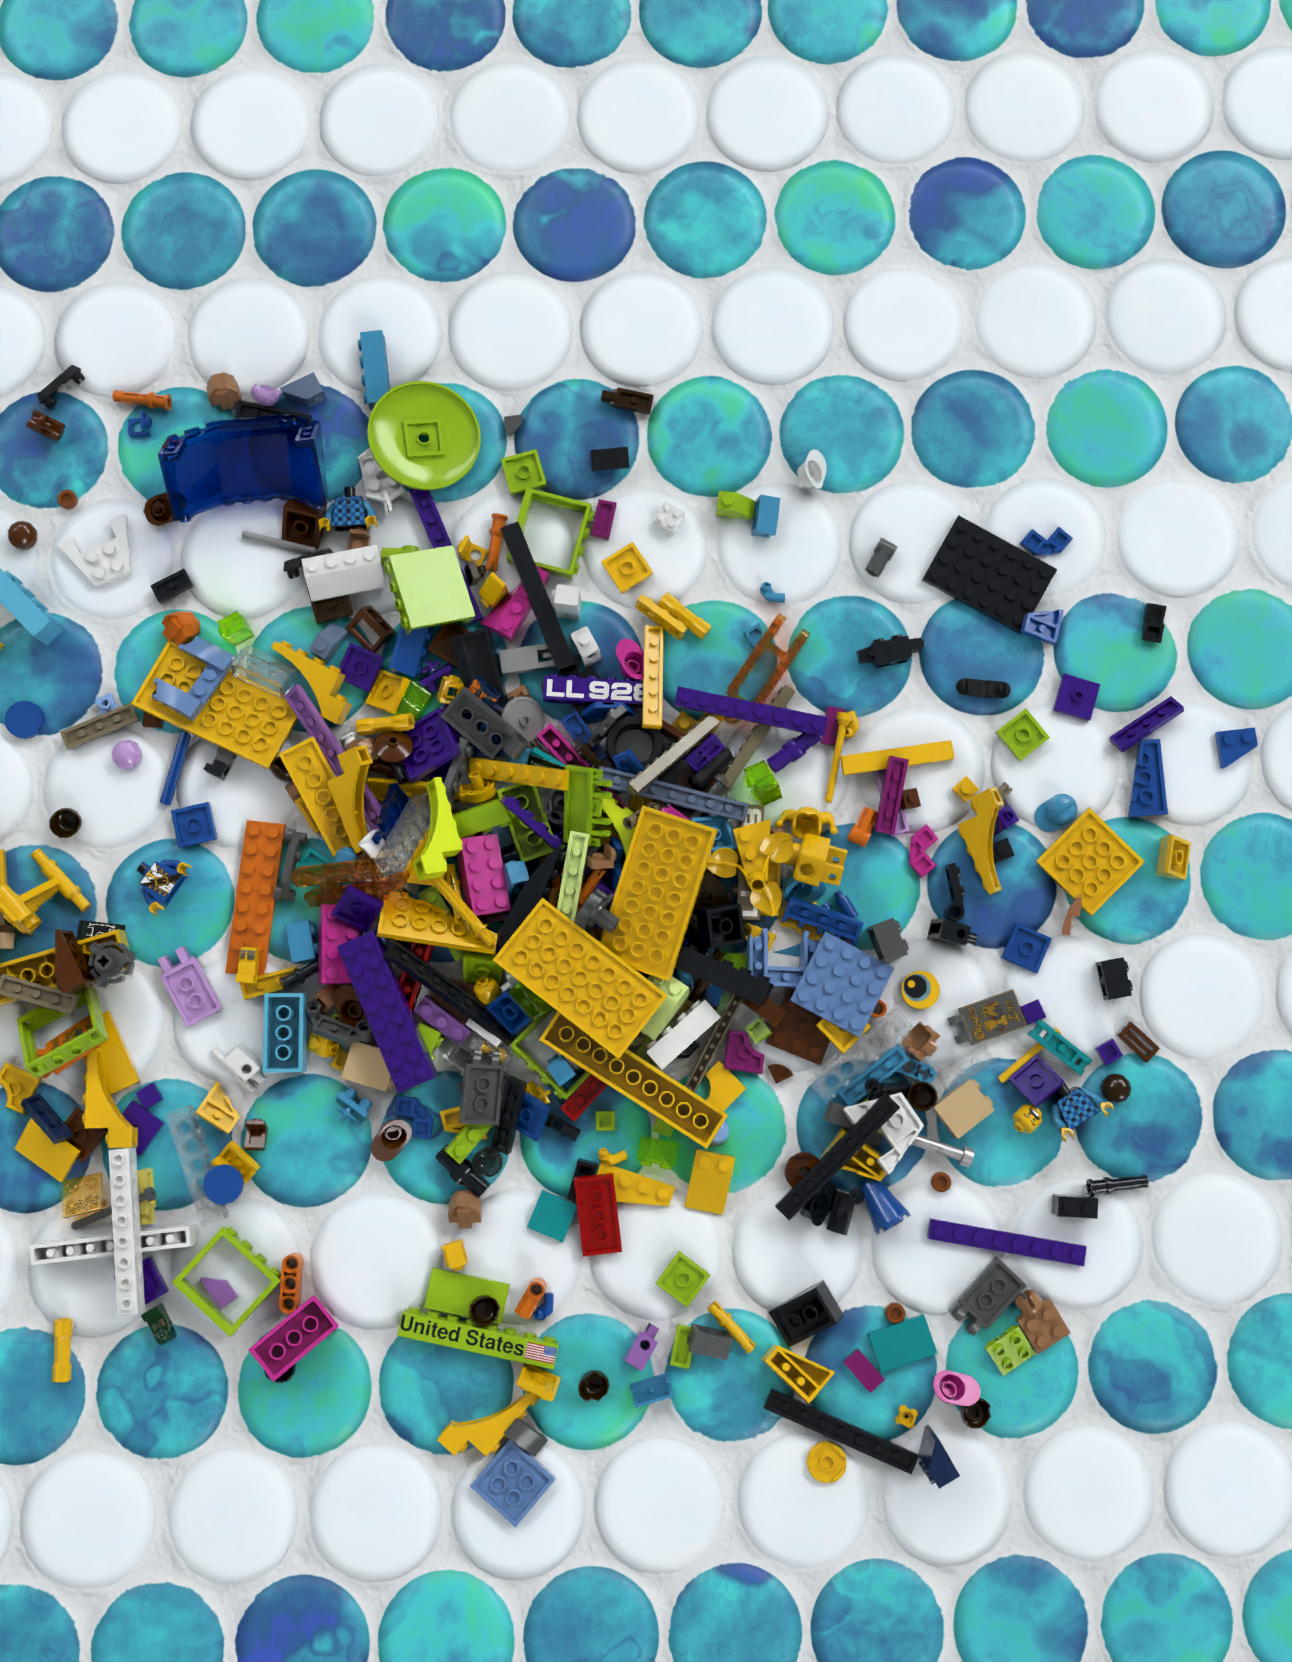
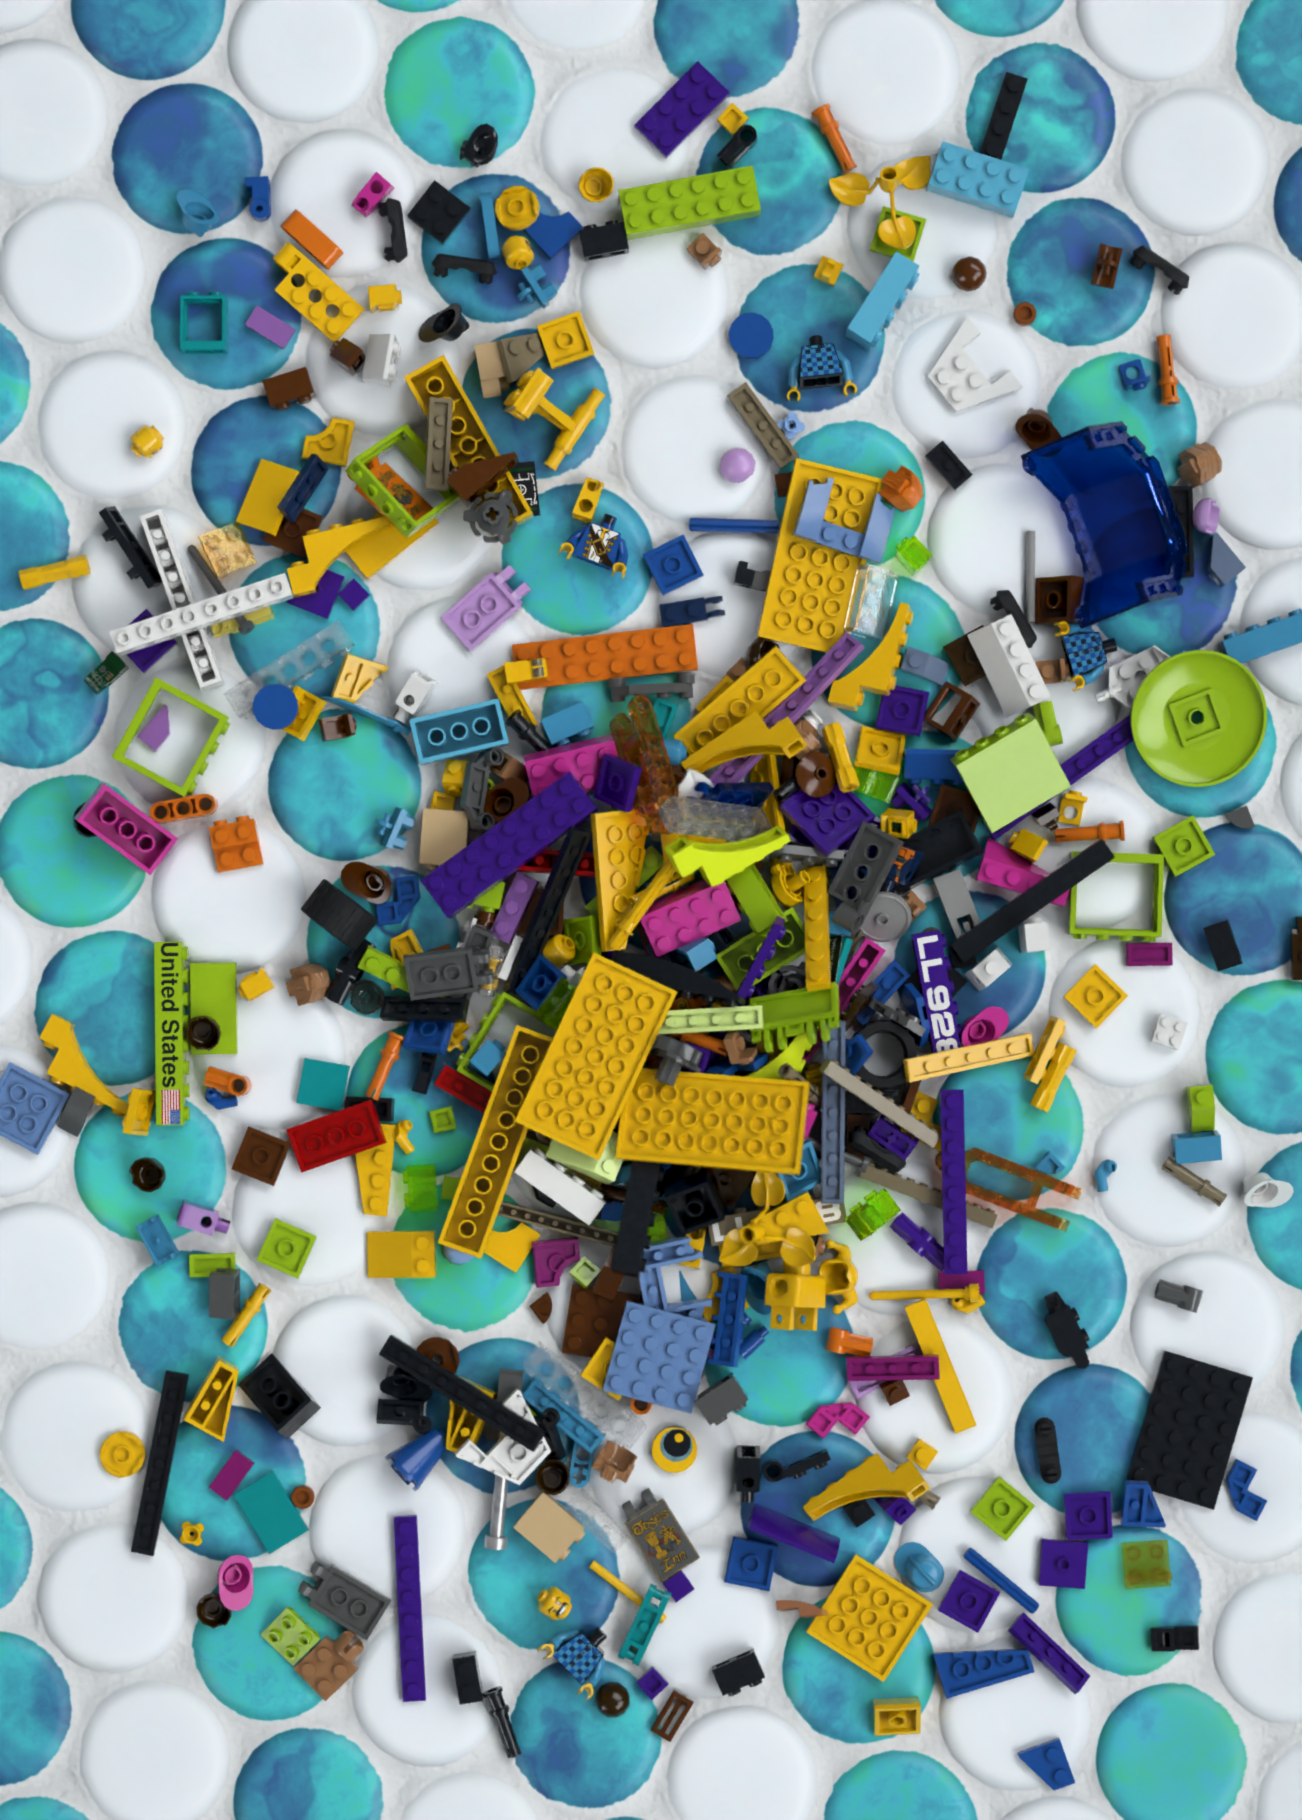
camera: 85 degrees right, 5 degrees up
(42, 1284) = (121, 532): none -> black hinge
(63, 669) = (819, 367): none -> torso
(65, 822) = (641, 417): dark brown hair -> none
(123, 882) = (588, 500): none -> yellow leg
(219, 1056) = (413, 666): white bar -> none
(235, 820) = (689, 611): none -> dark blue hinge
(267, 1084) = (395, 725): none -> dark azure sword
(332, 1244) = (236, 844): none -> orange plate
(411, 1169) = (339, 914): none -> black tyre
(446, 1046) = (485, 918): none -> reddish brown plate
(541, 1154) = (389, 1055): none -> orange pin
(600, 1283) = (261, 1156): none -> reddish brown plate
(797, 520) = (1198, 1184): none -> dark tan pin
(935, 1460) = (152, 1574): dark blue slope -> none
(940, 1181) = (460, 1519): dark orange tile -> none
(1009, 906) = (794, 1533): none -> dark purple slope
(1036, 1081) = (599, 1605): dark purple plate -> none
(1042, 668) = (1088, 1515): none -> dark purple plate
(1080, 749) = (1001, 1580): none -> blue axle
(1090, 631) = (1146, 1564): none -> clear yellow hinge
(1091, 778) = (968, 1600): none -> dark purple plate

